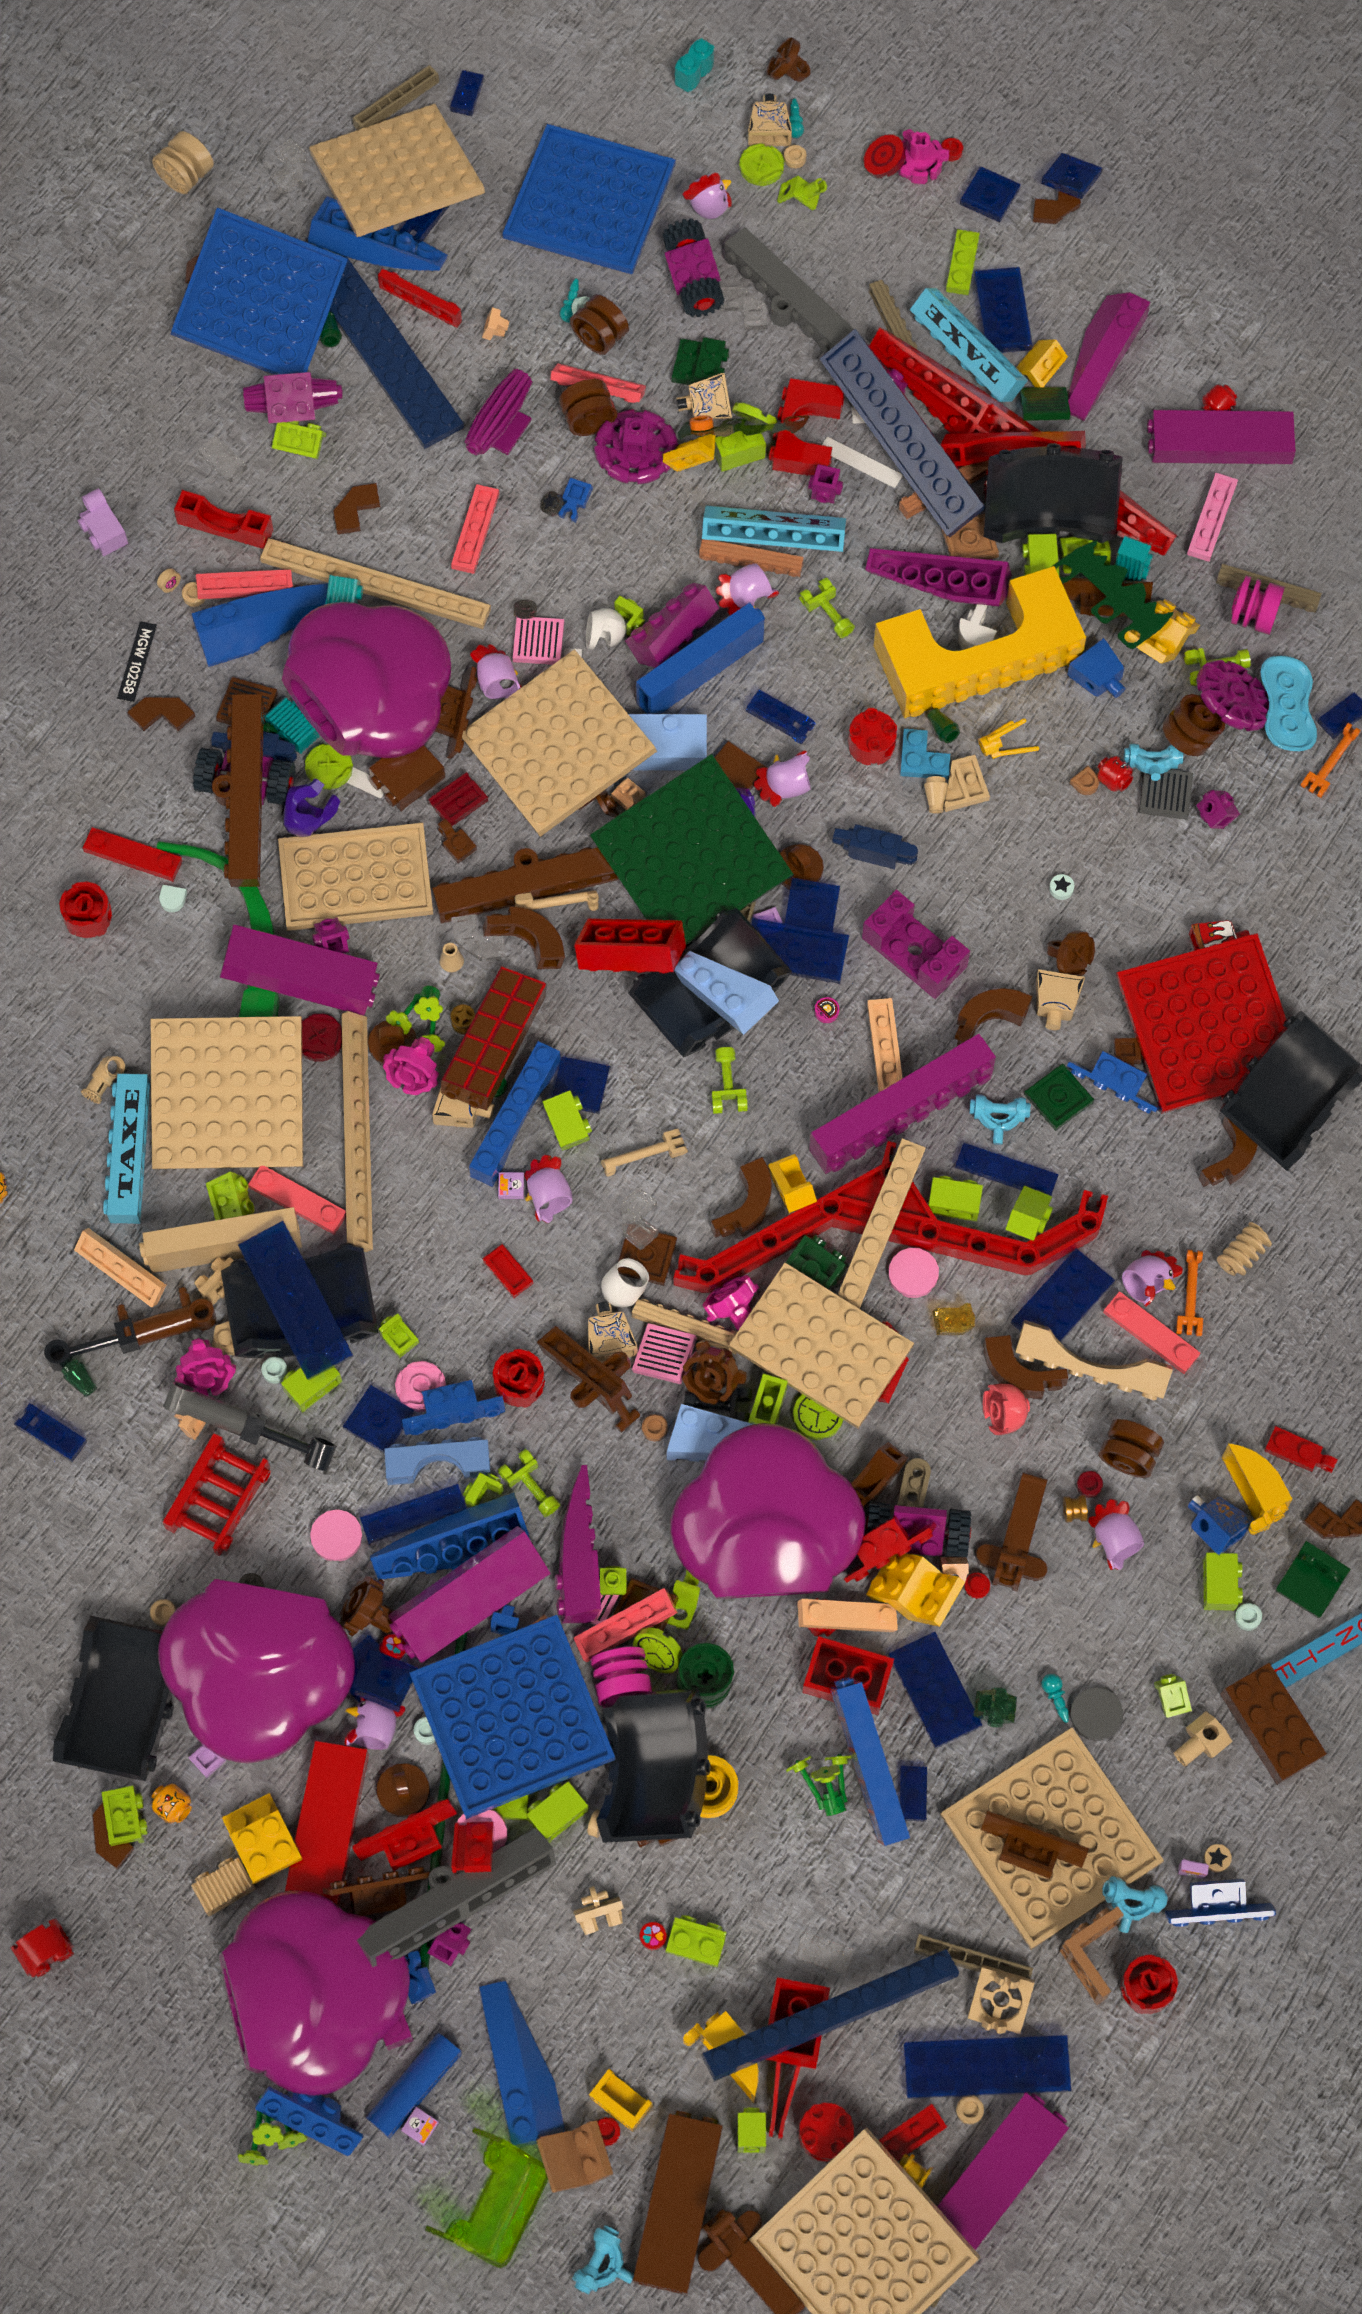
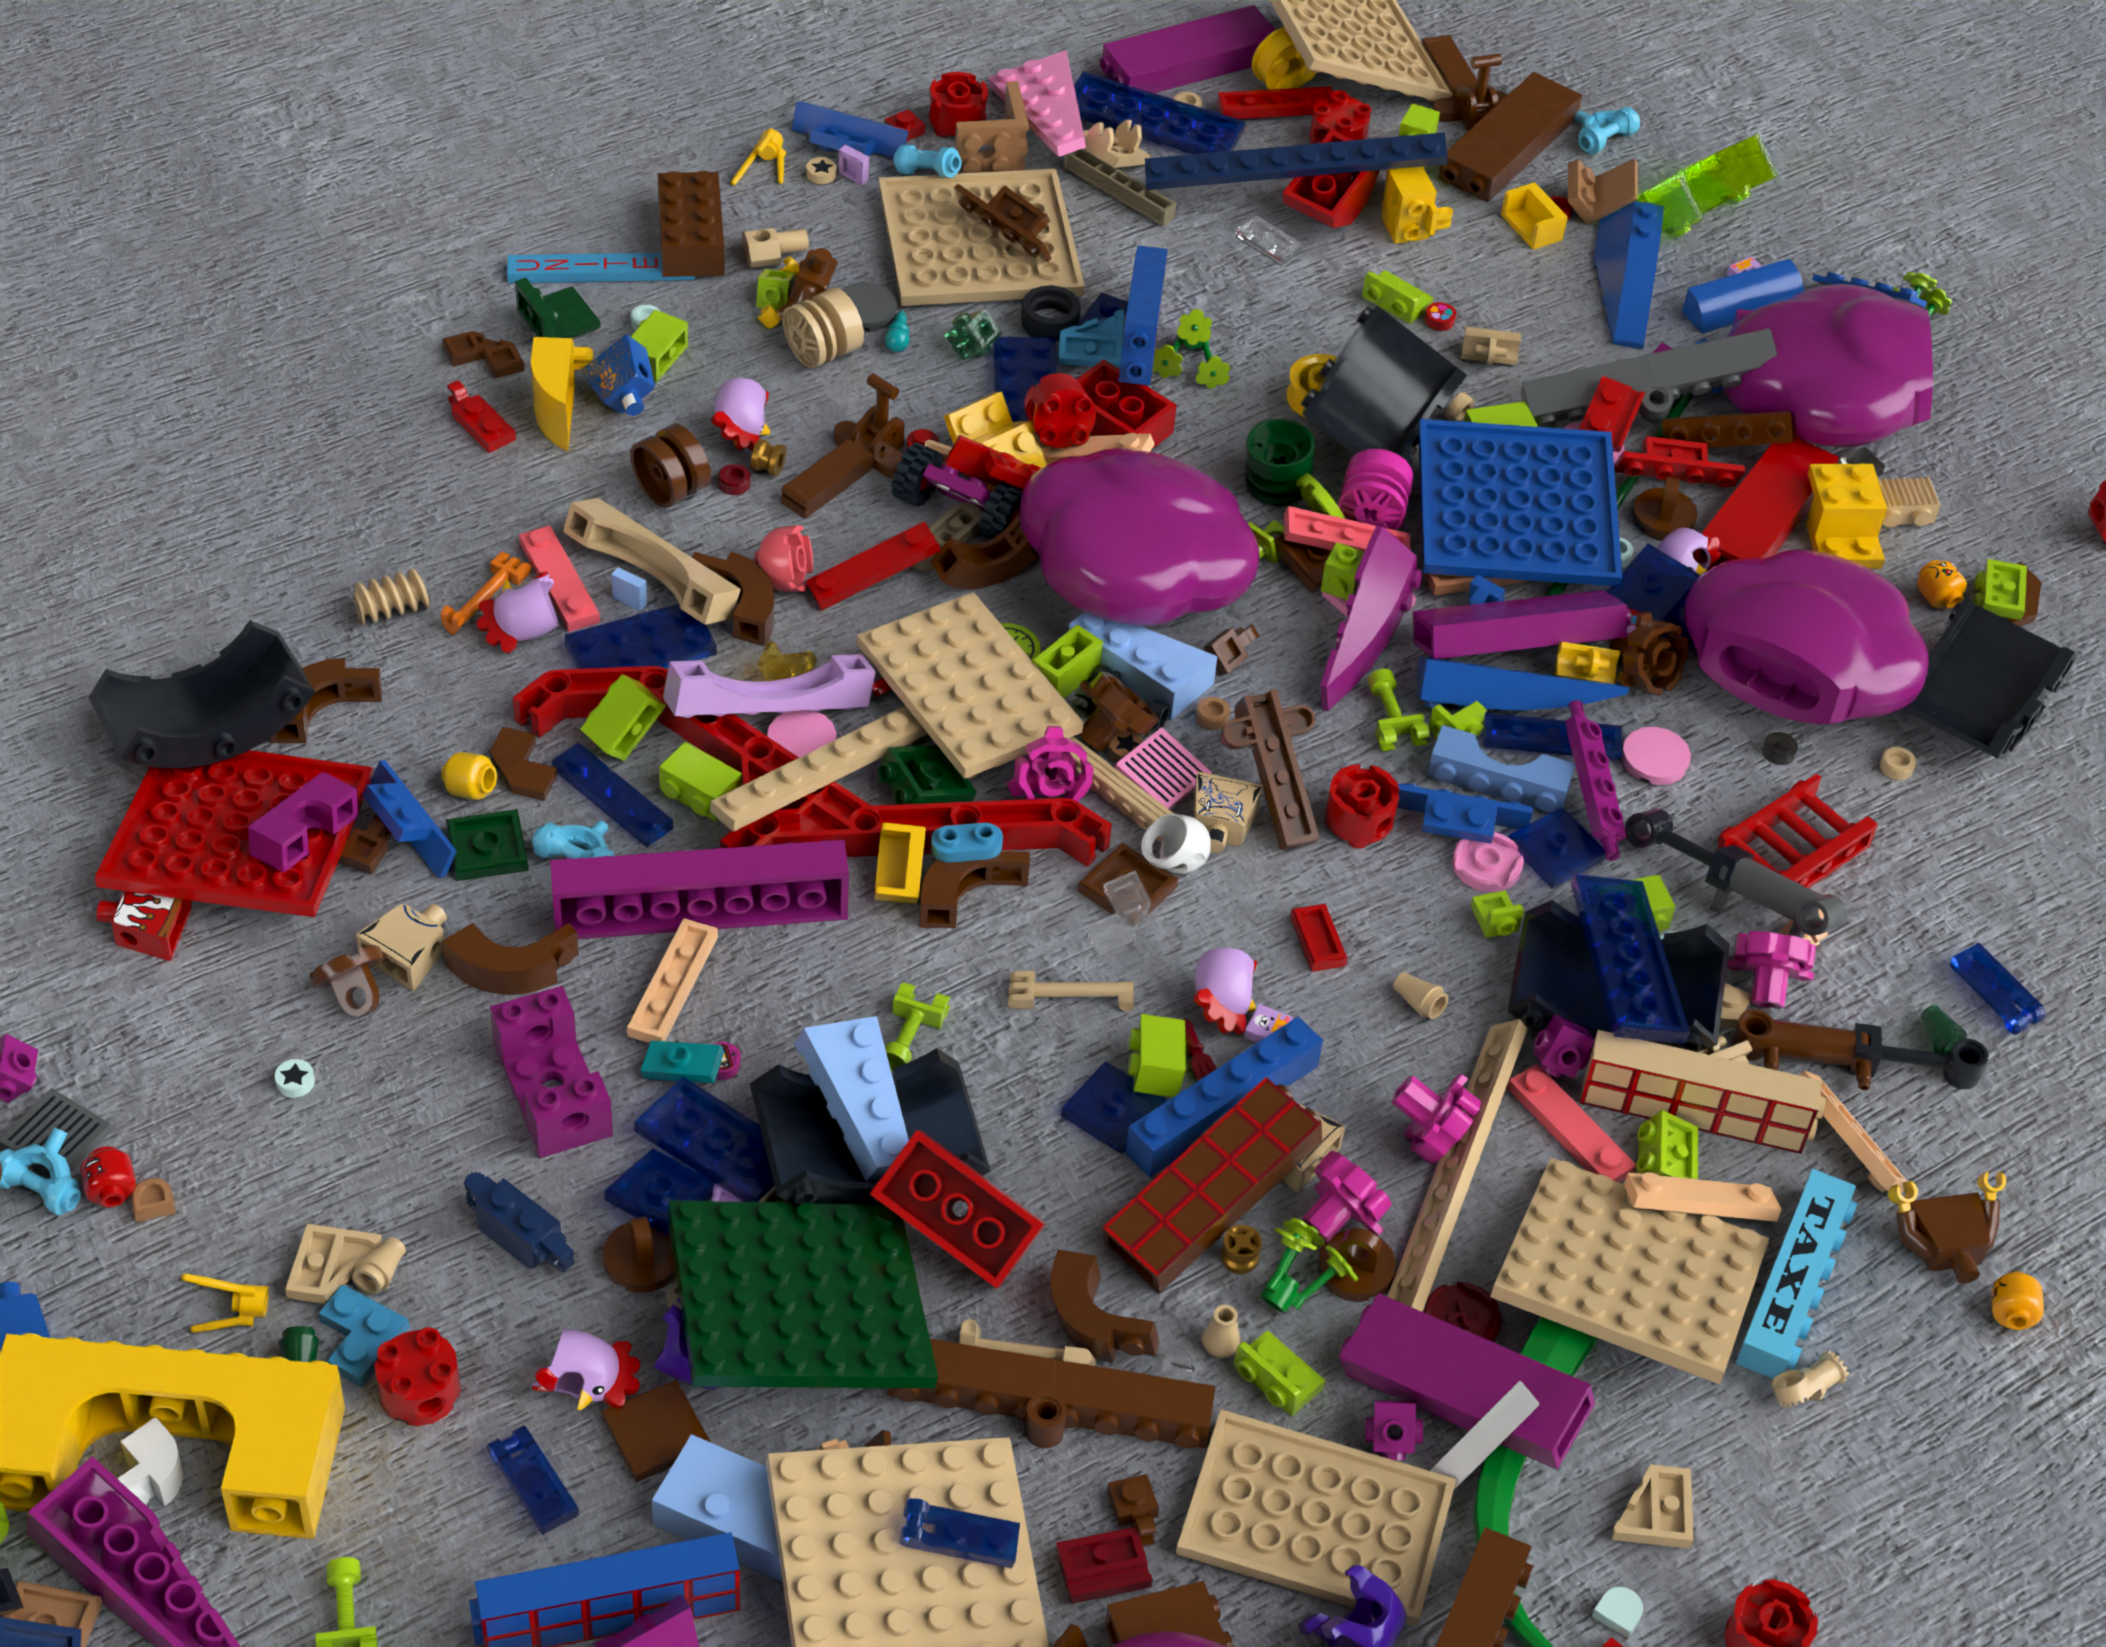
camera: 160 degrees left, 20 degrees down
(42, 1219) = (1950, 1229): none -> reddish brown torso
(168, 962) = (1659, 1509): none -> tan wing
(200, 1171) = (1702, 1197): none -> light nougat plate
(275, 932) = (1487, 1434): none -> white sticker
(318, 1236) = (1563, 1047): none -> magenta brick
(369, 1474) = (1595, 780): none -> magenta plate
(377, 1143) = (1436, 1118): none -> dark pink piece
(408, 1583) = (1586, 662): none -> yellow hips
(411, 952) = (1278, 1373): none -> lime bracket
(425, 1250) = (1421, 995): none -> tan cone
(536, 759) = (959, 1534): none -> clear blue plate
(540, 1139) = (1201, 1063): none -> dark red piece
(665, 1484) = (1230, 647): none -> reddish brown plate
(757, 1212) = (966, 842): none -> dark azure plate
(846, 992) = (681, 1059): none -> teal plate
(881, 1621) = (1060, 411): none -> red brick
(905, 1751) = (1093, 342): none -> dark azure wing
(943, 1433) = (873, 565): none -> red plate
(947, 1272) = (839, 684): none -> lavender arch
(967, 1758) = (1046, 298): none -> black tyre
(1070, 1157) = (521, 776): none -> reddish brown tile
(1087, 2033) = (1048, 100): none -> bright pink wing
(1096, 1337) = (629, 589): none -> light blue tile
(1100, 1133) = (469, 775): none -> yellow head
(1105, 1647) = (823, 327): none -> tan wheel
(1143, 1697) = (811, 277): none -> reddish brown torso
(1169, 1005) = (281, 833): none -> magenta arch
(1183, 1952) = (907, 121): none -> red plate
(1272, 1859) = (767, 148): none -> yellow plant

